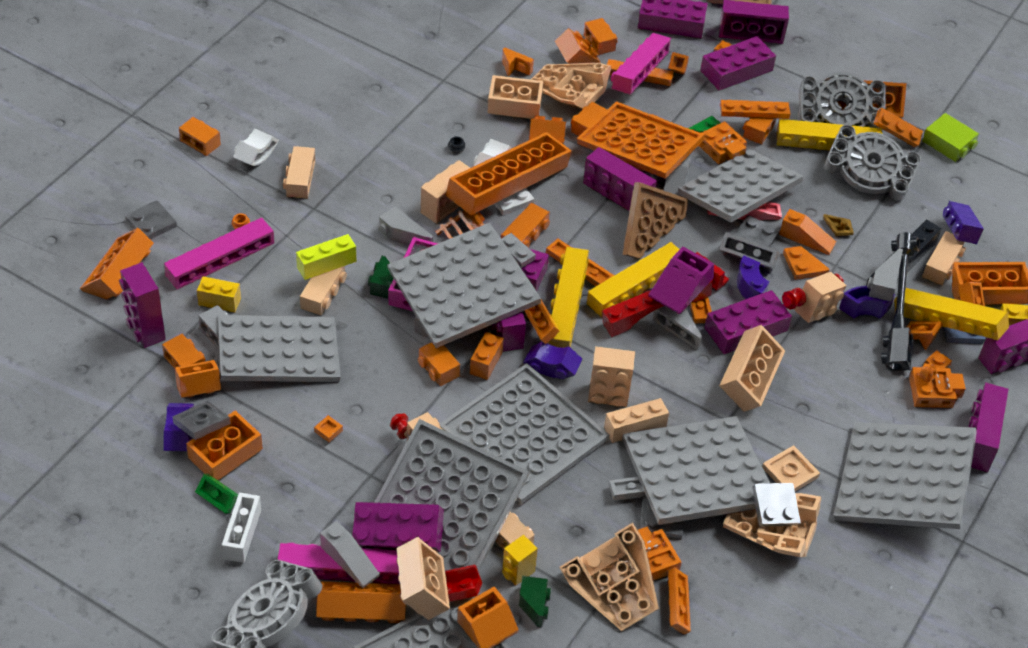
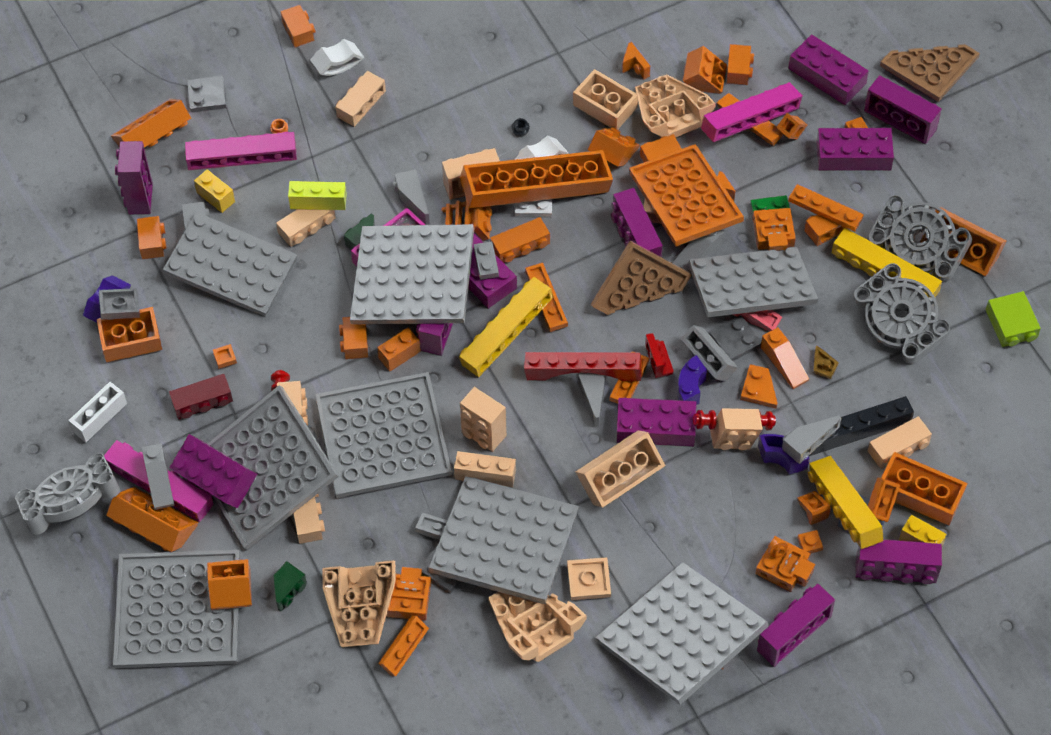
camera: 35 degrees right, 10 degrees up
(197, 378) = (146, 263): orange brick -> none
(216, 493) = (99, 371): green plate -> none
(331, 472) = (201, 396): none -> dark red brick
(422, 579) = (199, 524): light nougat brick -> none
(463, 582) = (231, 543): red bracket -> none
(519, 559) = (292, 546): yellow brick -> none
(542, 322) = (465, 334): orange plate -> none
(553, 360) = (451, 379): dark purple brick -> none
(631, 280) = (587, 333): yellow brick -> none
(682, 280) = (604, 357): magenta slope -> none
(776, 504) = (538, 603): plate -> none
(898, 127) = (960, 287): orange plate -> none
(900, 339) = (783, 505): black bar -> none
(963, 222) = (940, 414): dark purple brick -> none

